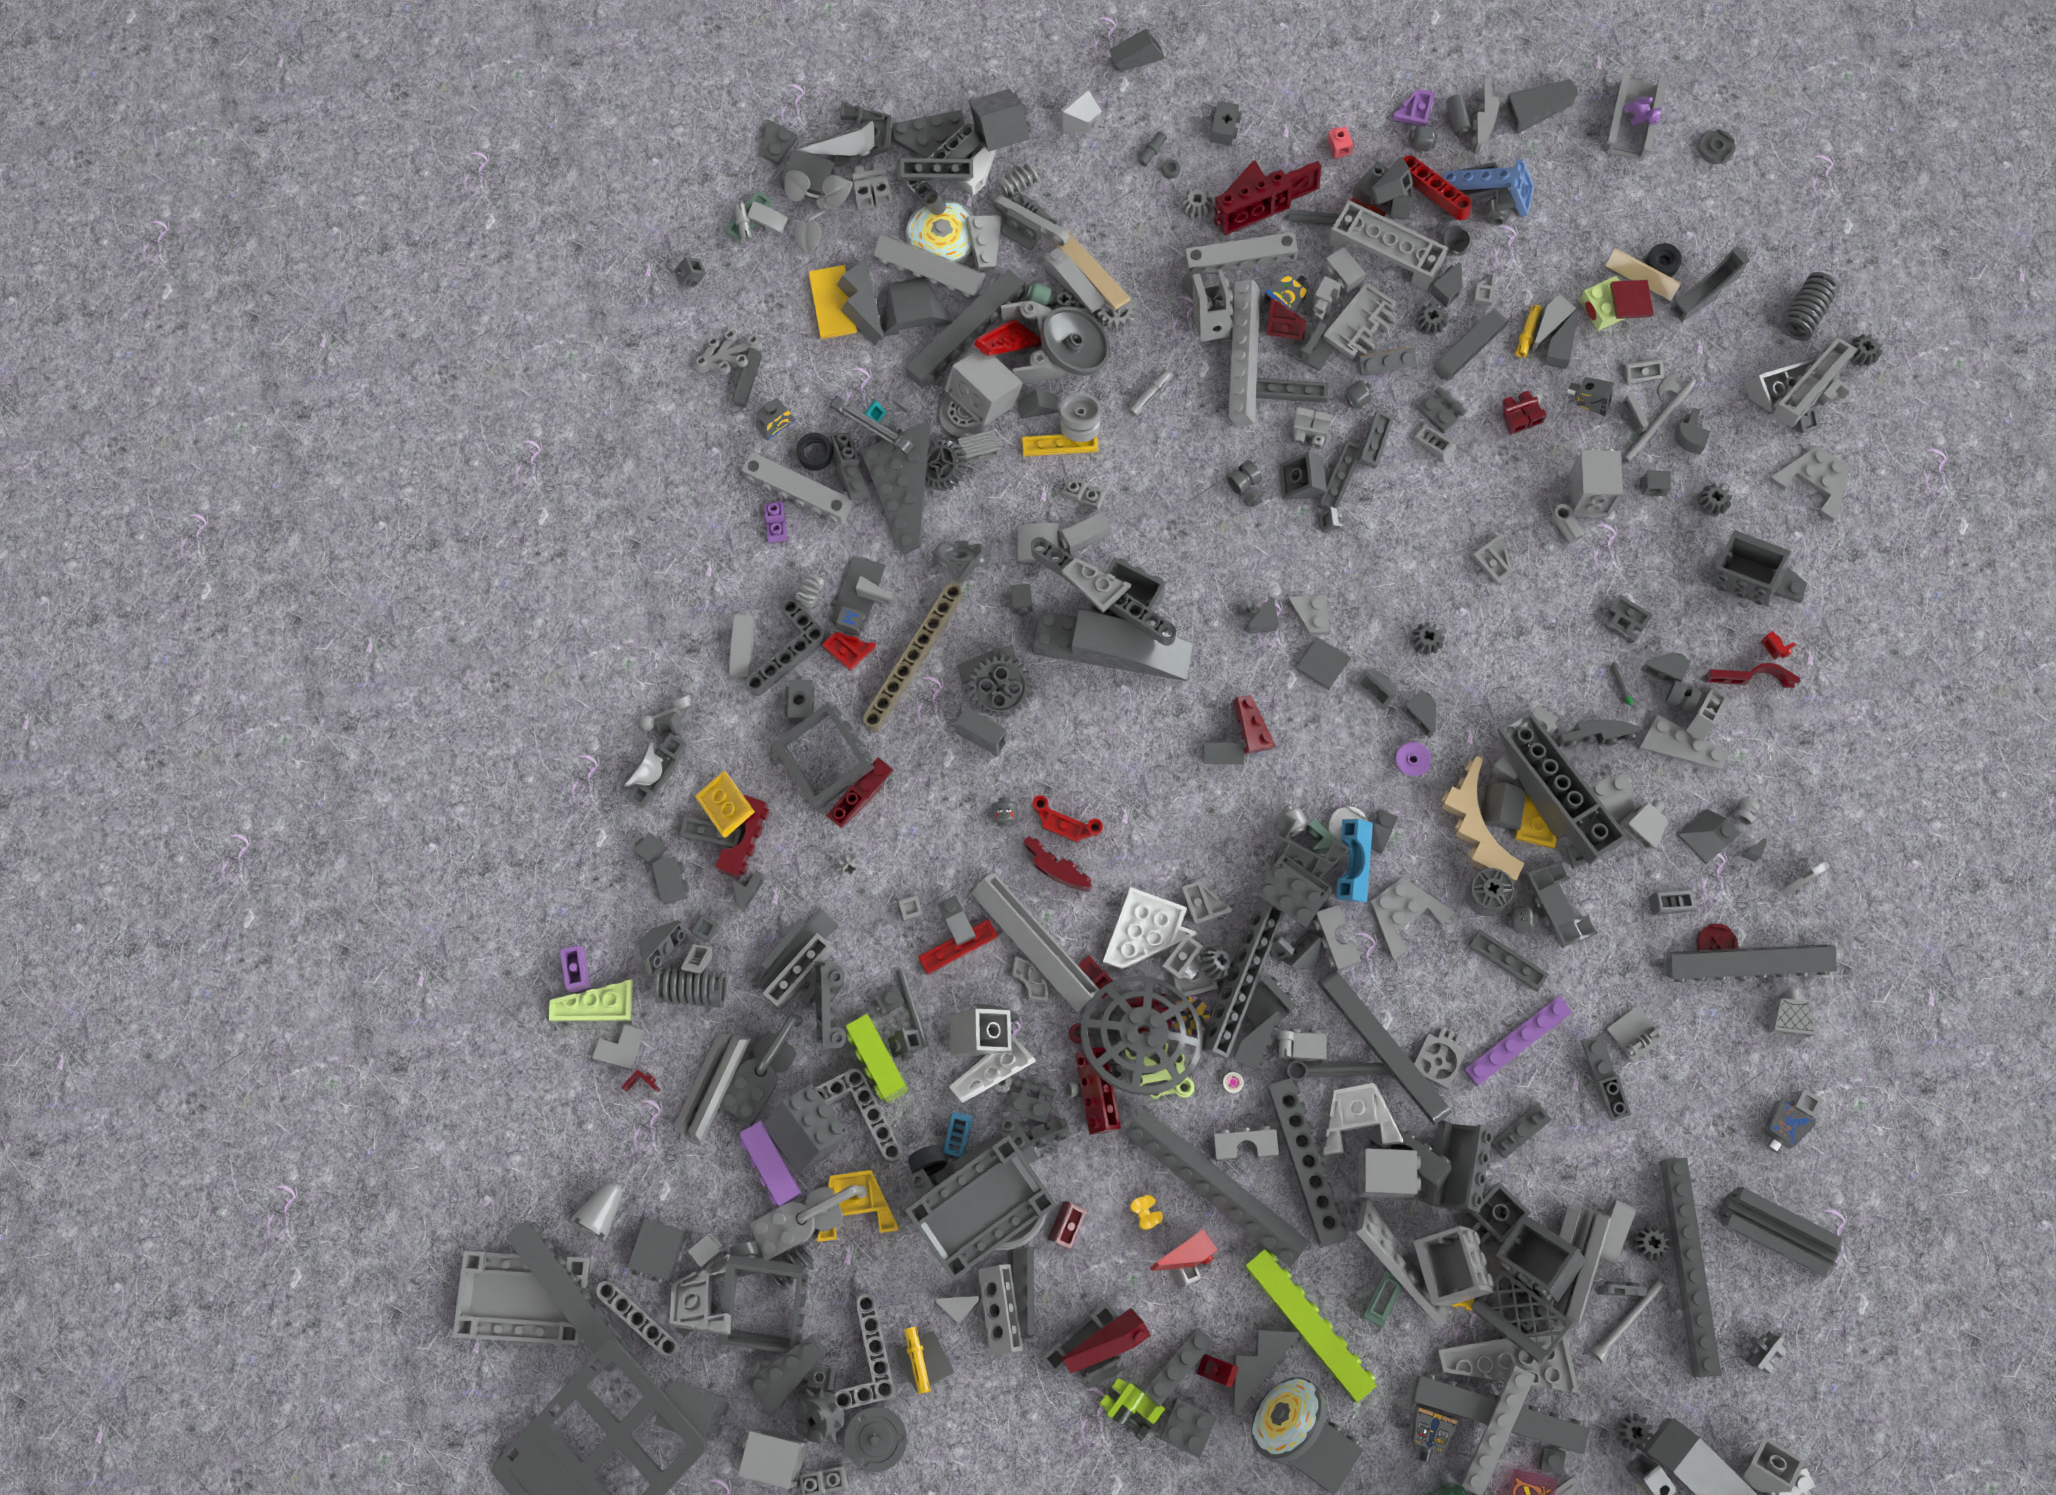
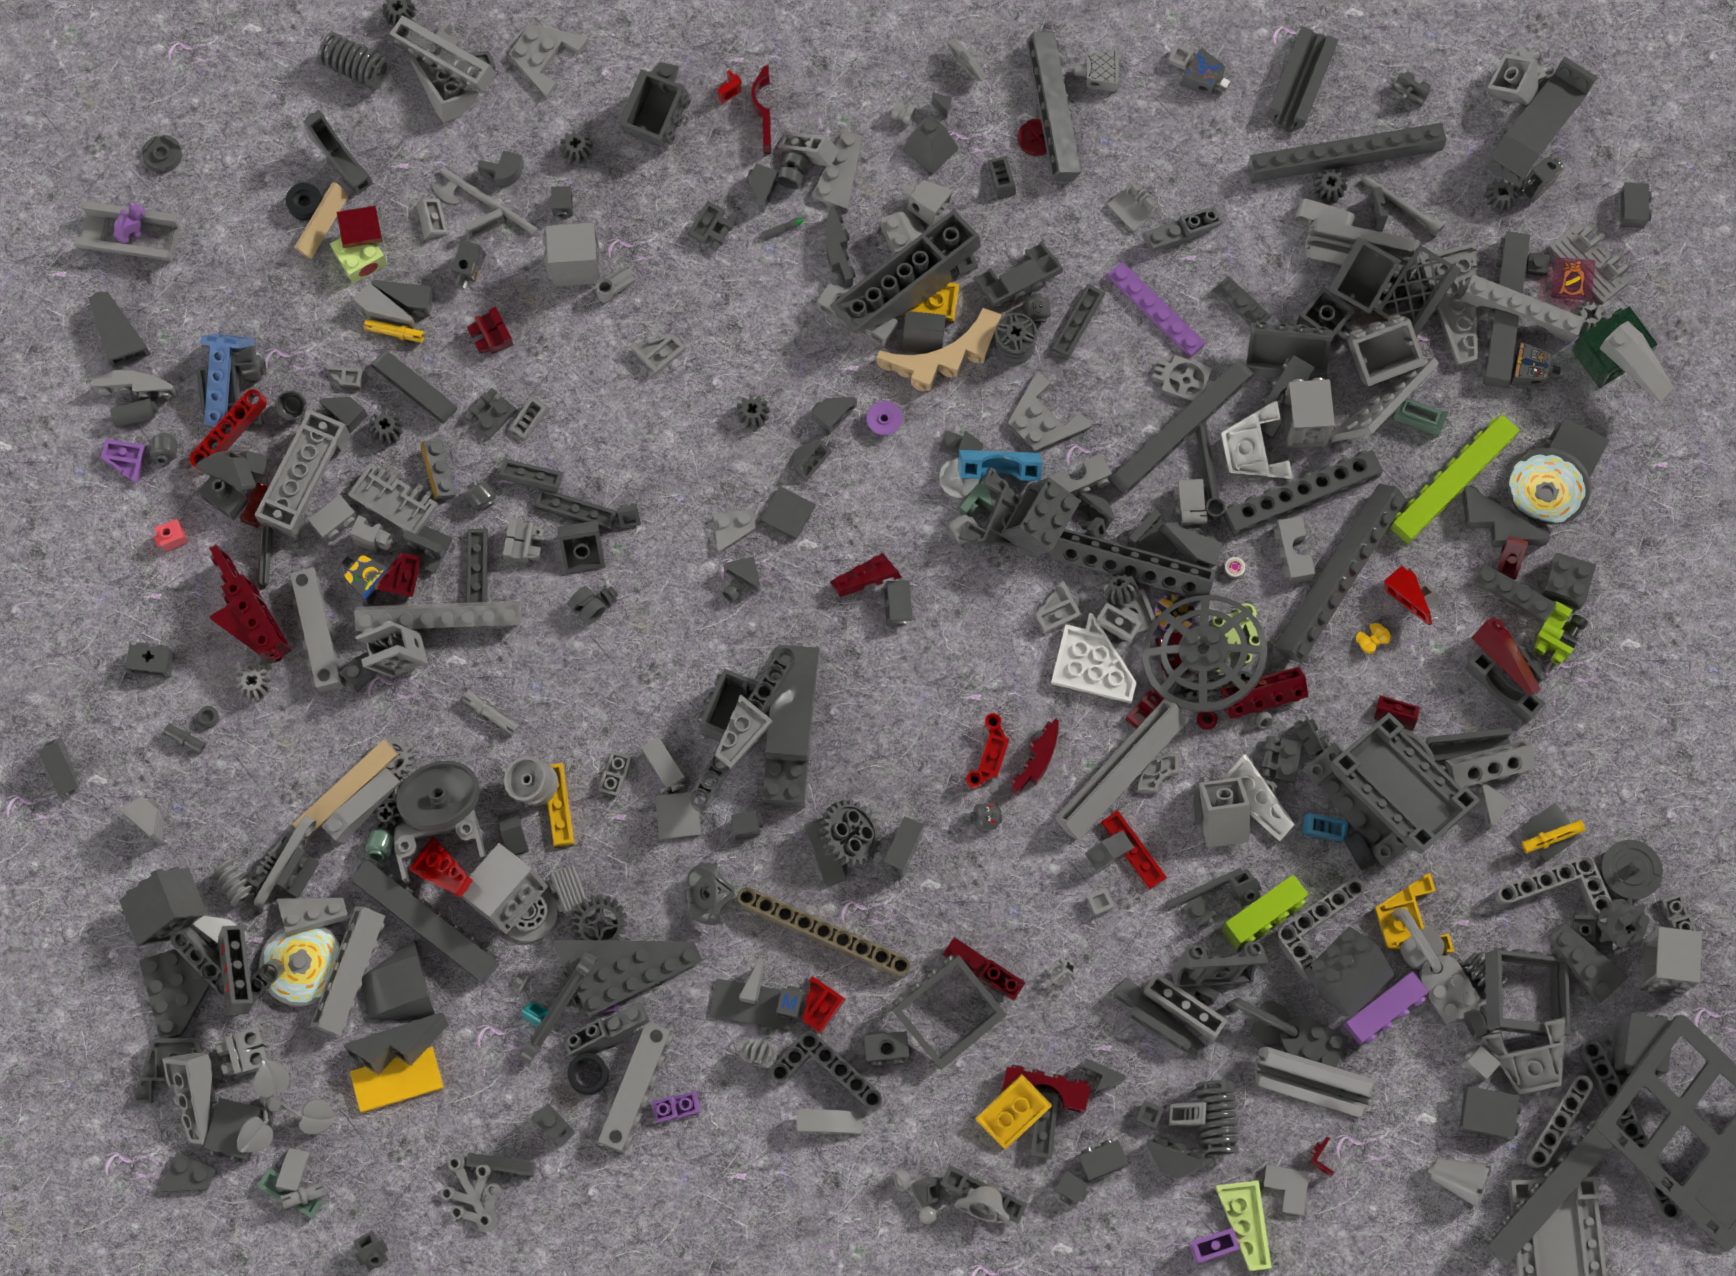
camera: 100 degrees left, 0 degrees up
(630, 1389) = (1629, 1118): none -> dark grey beam

